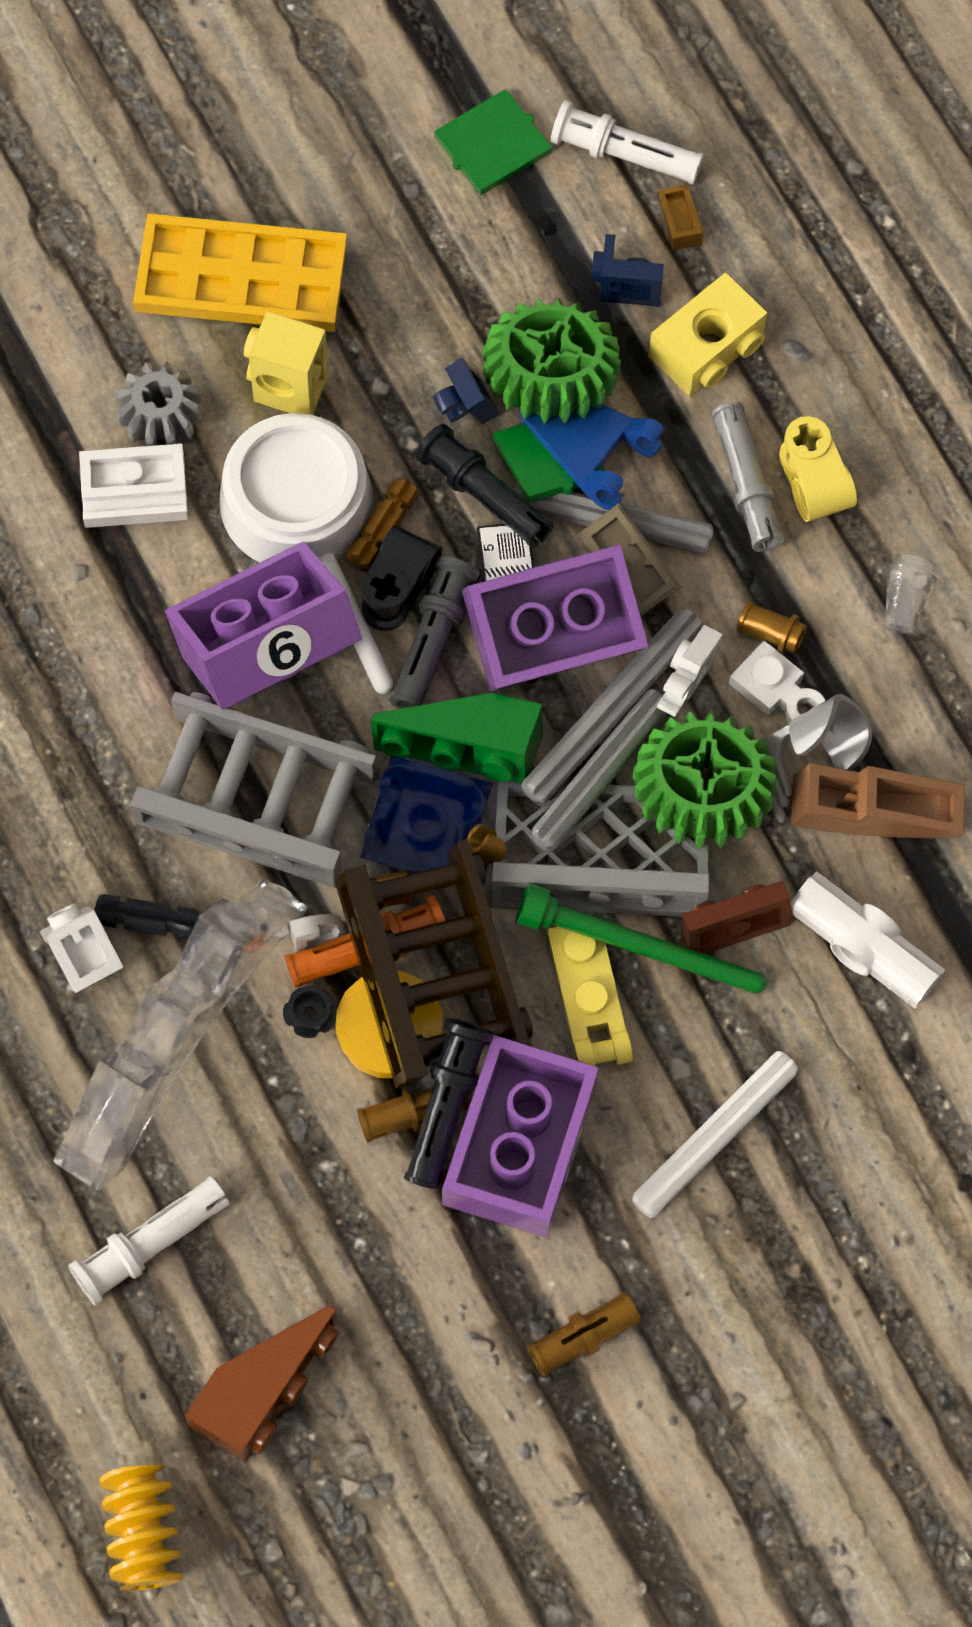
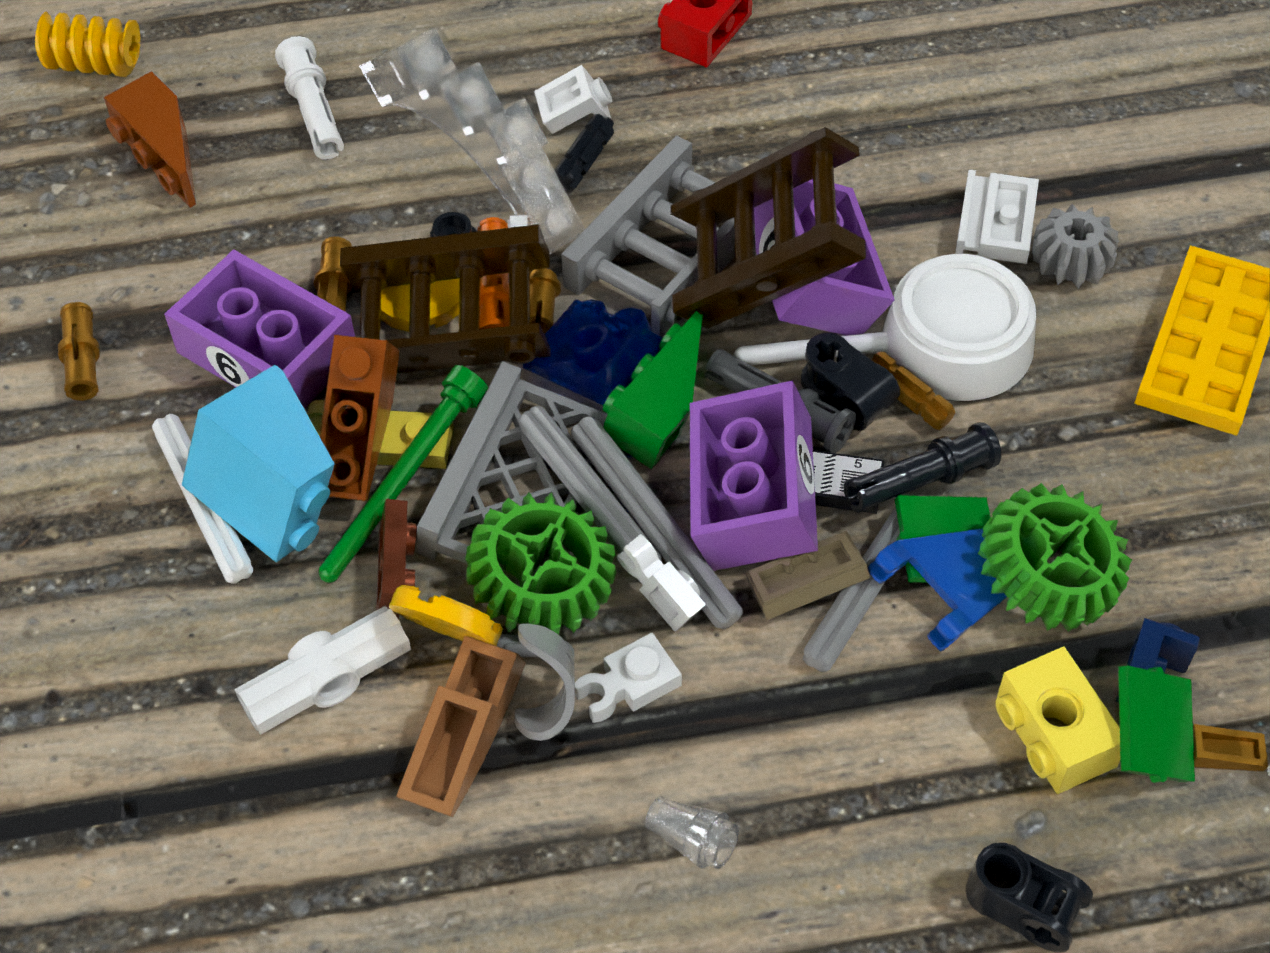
camera: 110 degrees right, 15 degrees down
(287, 364) = (1089, 329): light yellow brick -> none
(345, 664) = (792, 259): none -> dark brown fence
(447, 1072) = (356, 294): black pin -> none
(465, 395) = (1032, 470): dark blue tile -> none
(486, 844) = (542, 372): pearl gold hand -> none
(600, 994) = (357, 411): none -> dark orange slope
(688, 1054) = (261, 464): none -> medium azure slope
(697, 257) = (1156, 724): none -> green piece
(753, 495) = (877, 714): light grey pin -> none
(772, 627) = (683, 696): pearl gold pin -> none
(801, 833) = (445, 616): none -> yellow tile
(816, 477) = (860, 779): light yellow piece -> none
(875, 331) = (1031, 898): none -> black piece

